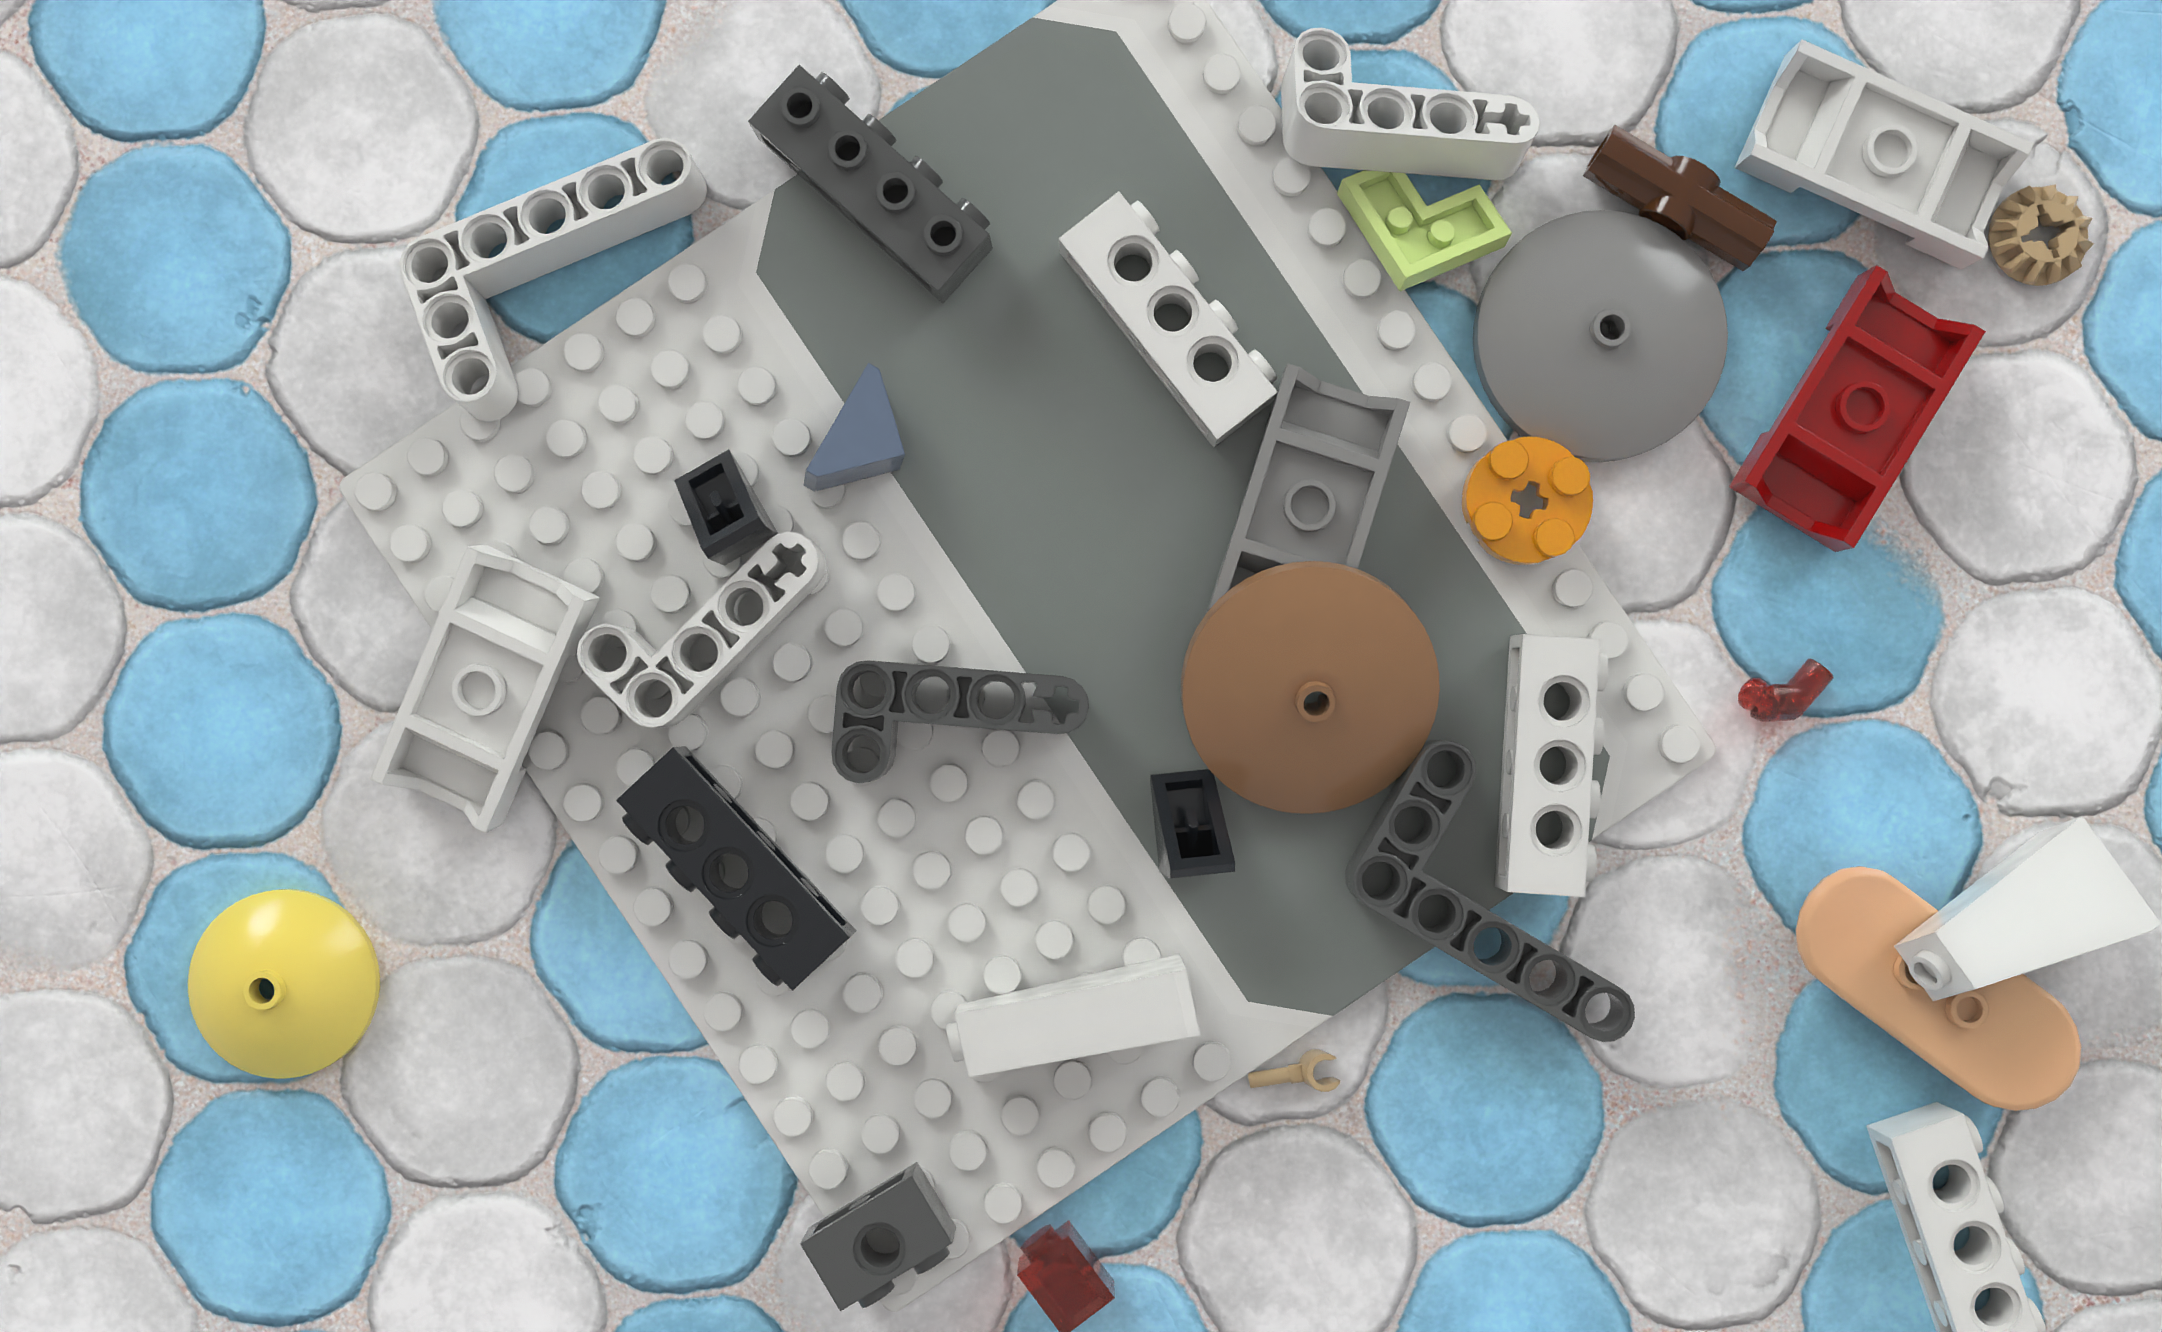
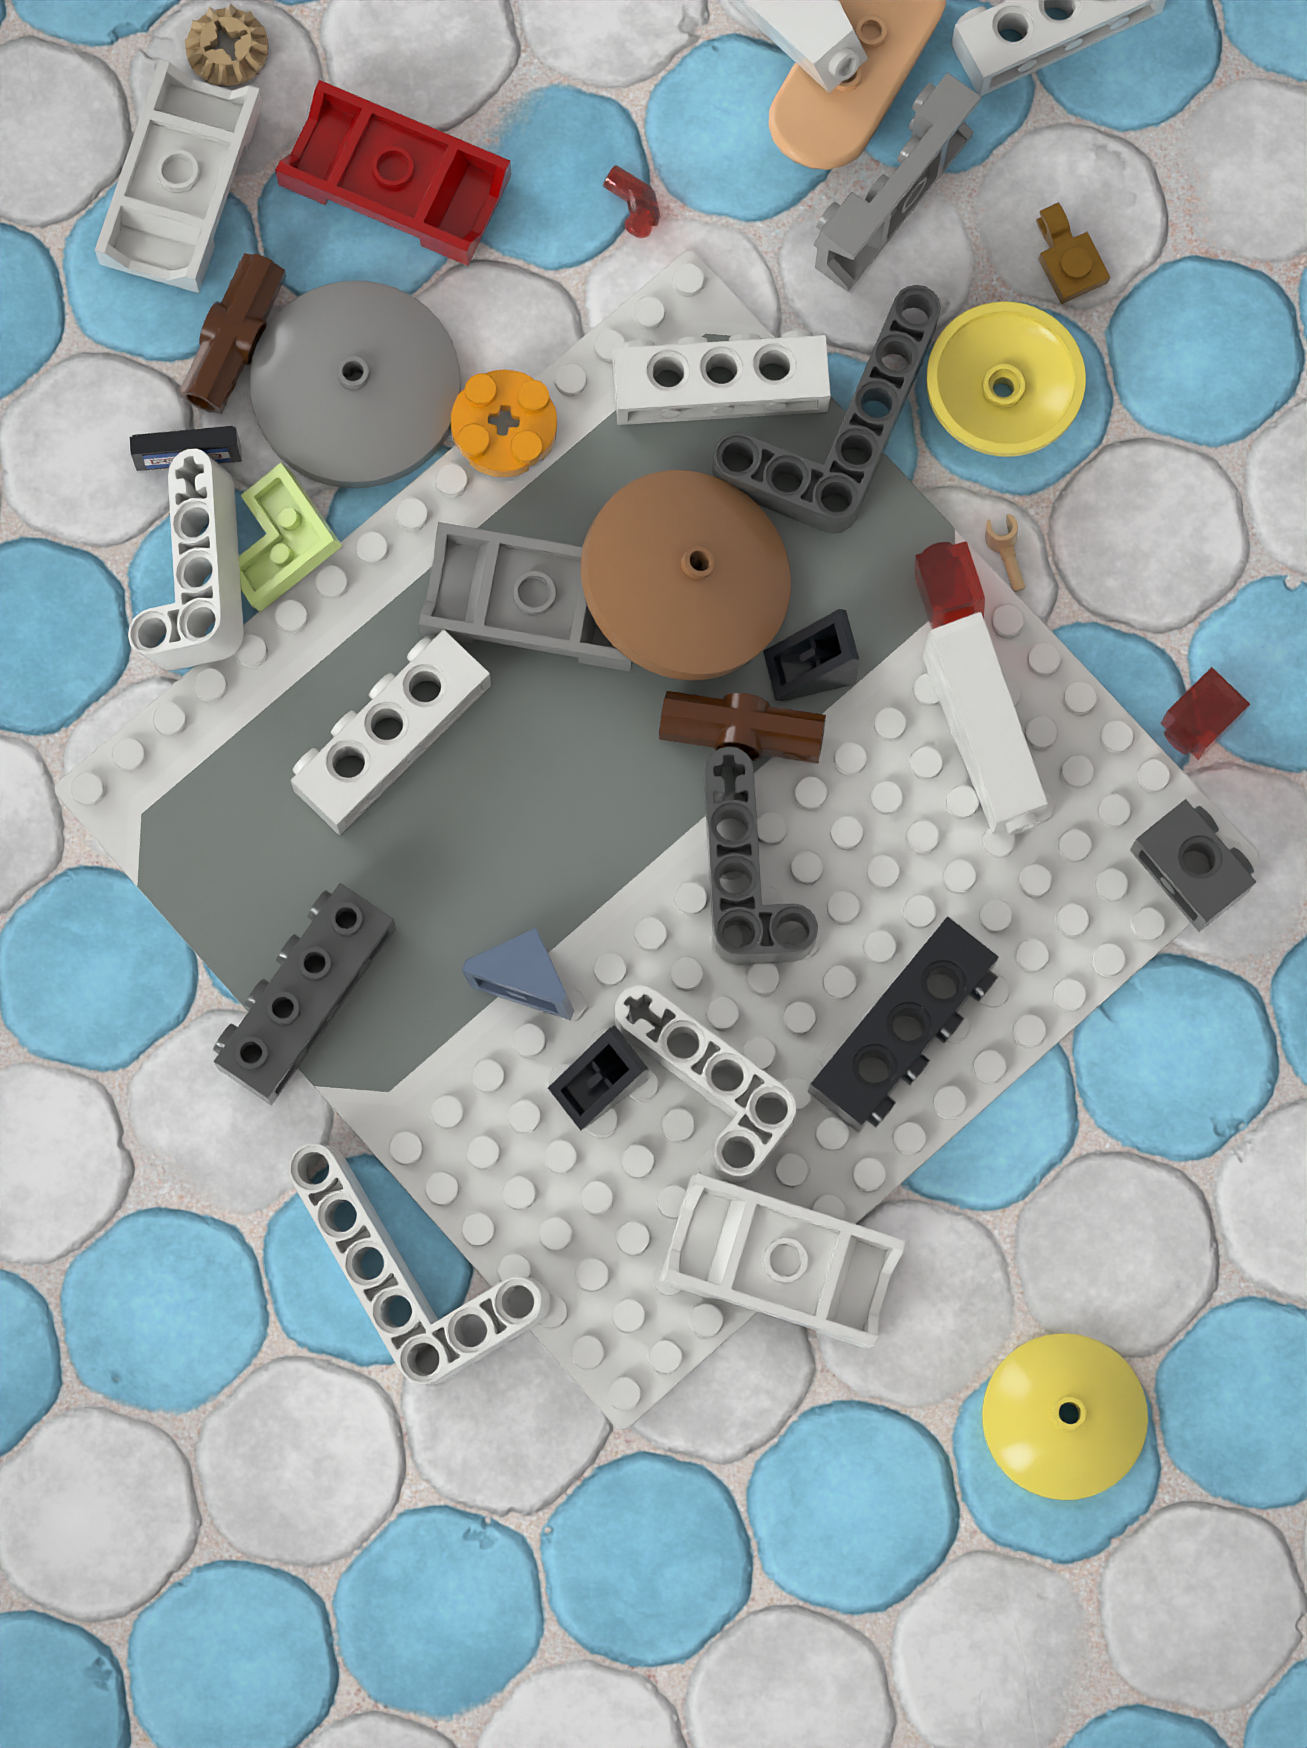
camera: 100 degrees left, 10 degrees down
(1119, 730) = (742, 723): none -> reddish brown piece
(1259, 999) = (948, 583): none -> clear red brick
(1534, 1136) = (1009, 347): none -> light yellow dish
(1547, 95) = (159, 449): none -> black tile
(1643, 1206) = (1070, 262): none -> pearl gold plate
(1714, 956) = (858, 231): none -> light grey piece

